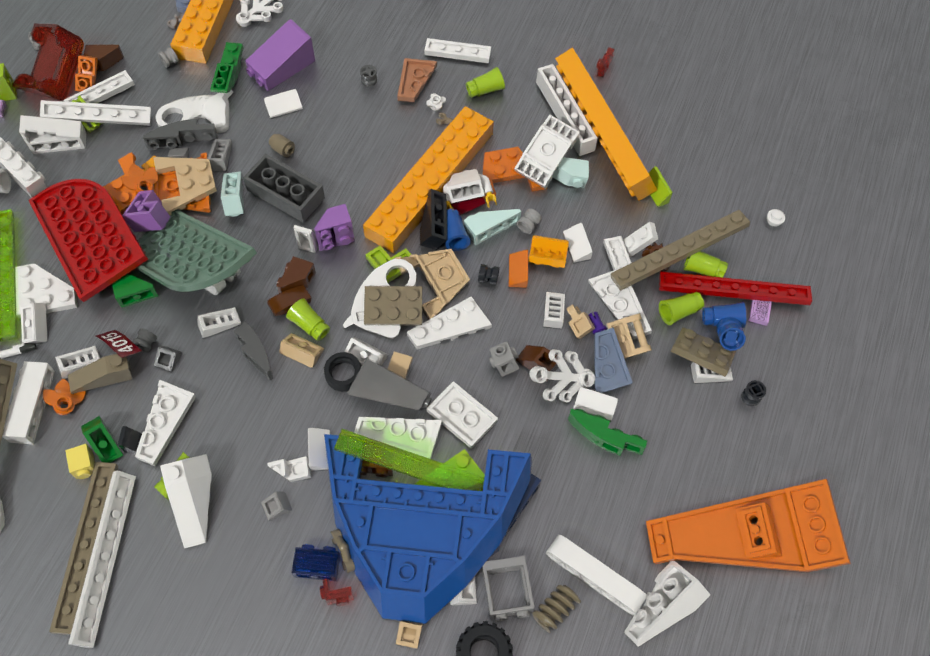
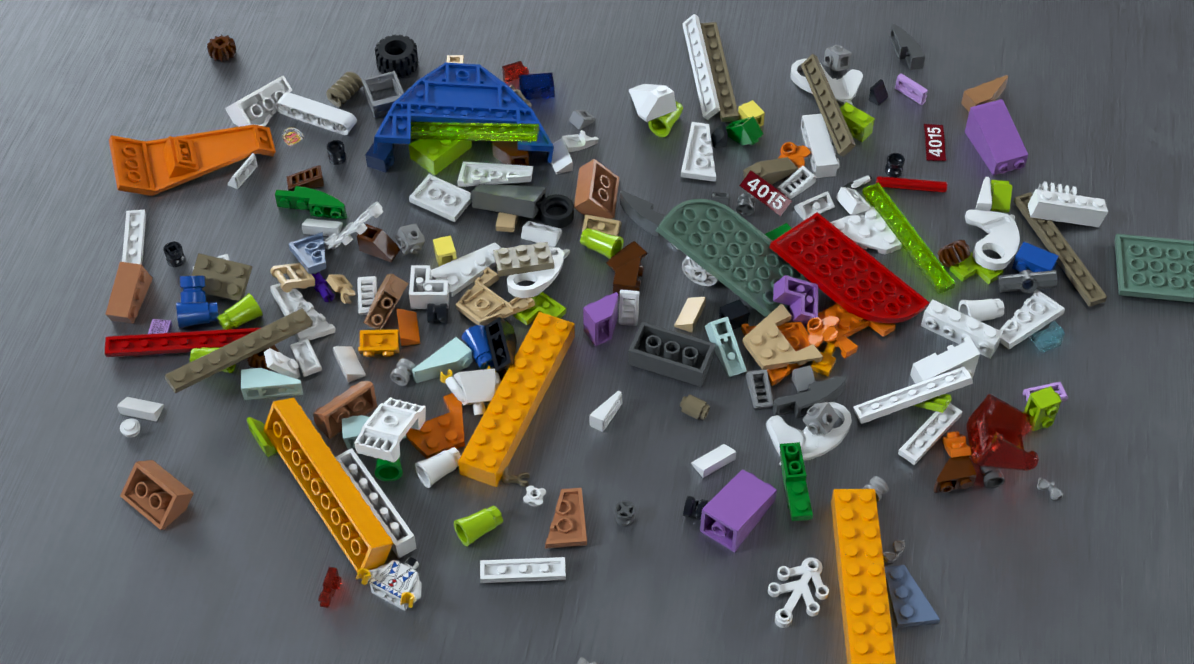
camera: 170 degrees right, 10 degrees down
(74, 333) = (819, 203): none -> white slope
(179, 104) = (820, 418): none -> light grey brick
(212, 217) = (736, 312): none -> black brick
(251, 231) = (690, 313): none -> slope
(294, 387) = (596, 190): none -> nougat slope
(314, 68) = (691, 505): none -> black wheel
(359, 152) = (604, 413): none -> white slope
(470, 343) = (444, 250): none -> light yellow brick
(497, 291) = (425, 290): none -> white brick
(510, 132) = (437, 466): none -> white plant
(534, 296) = (385, 301): none -> medium nougat slope
(551, 47) = (394, 582): none -> torso
(577, 499) = (336, 152): none -> black wheel
(584, 190) = (356, 401): none -> nougat slope
(599, 481) = (311, 178): none -> reddish brown slope
(625, 548) = (292, 136): none -> clear tile
(666, 229) = (263, 383): none -> light aqua slope
(686, 497) = (243, 172): none -> white slope
(744, 153) = (156, 493): none -> nougat slope
(769, 233) = (140, 408): none -> white slope
(795, 351) = (128, 292): none -> nougat wedge
(799, 424) = (134, 236): none -> white plate

